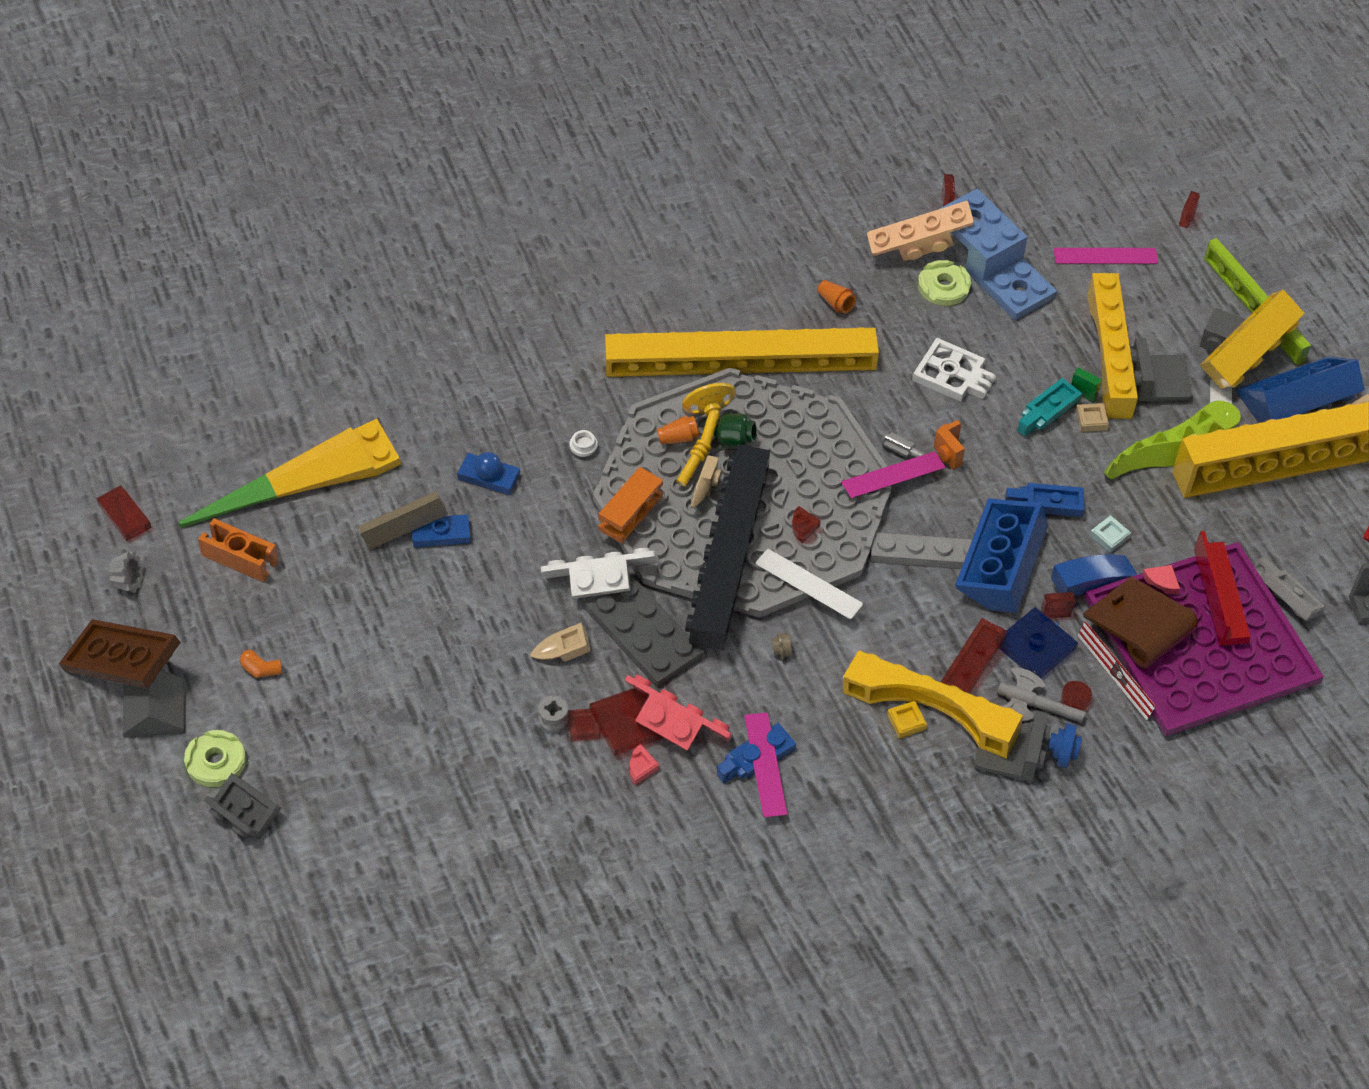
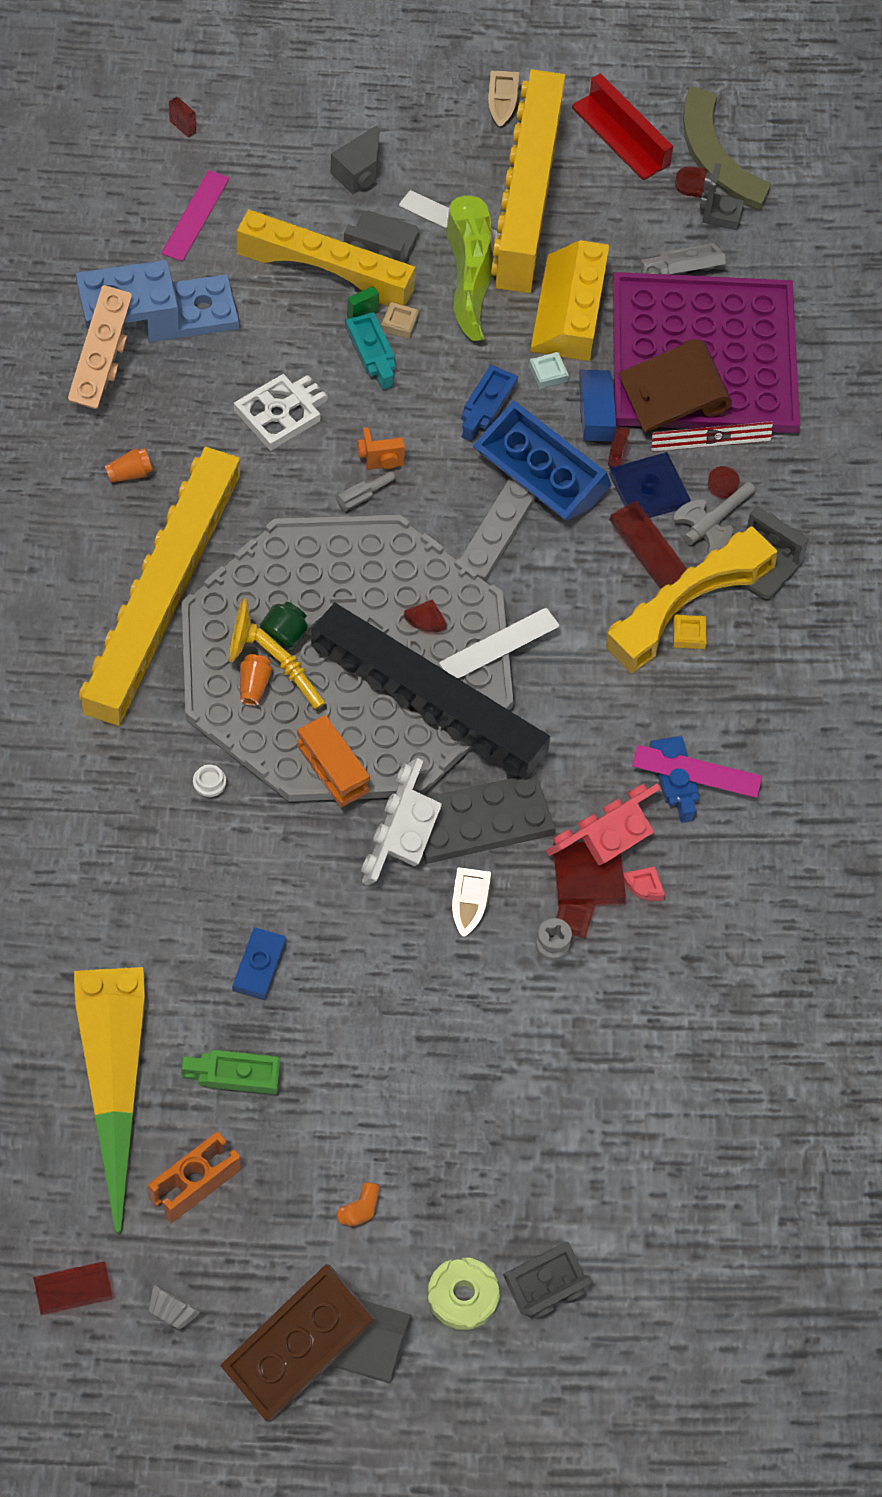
camera: 70 degrees left, 5 degrees up
(339, 546) = (233, 1071): none -> bright green hinge
(402, 520) = (241, 990): dark tan tile -> none
(488, 472) = (202, 887): blue tile -> none
(708, 478) = (333, 677): tan plate -> none
(782, 645) = (559, 700): dark tan plate -> none
(892, 474) = (397, 515): dark pink sticker -> none
(944, 294) = (159, 380): yellowish green tile -> none
(948, 189) = (42, 307): clear red tile -> none
(1065, 745) = (786, 508): blue plate -> none
(1162, 578) = (634, 348): coral tile -> none
(1176, 527) = (570, 300): none -> yellow slope
(1221, 592) = (669, 311): red panel -> none
(1251, 295) = (329, 120): lime tile -> none
(1252, 339) = (392, 142): yellow brick -> none
(1303, 389) = (455, 137): blue slope -> none

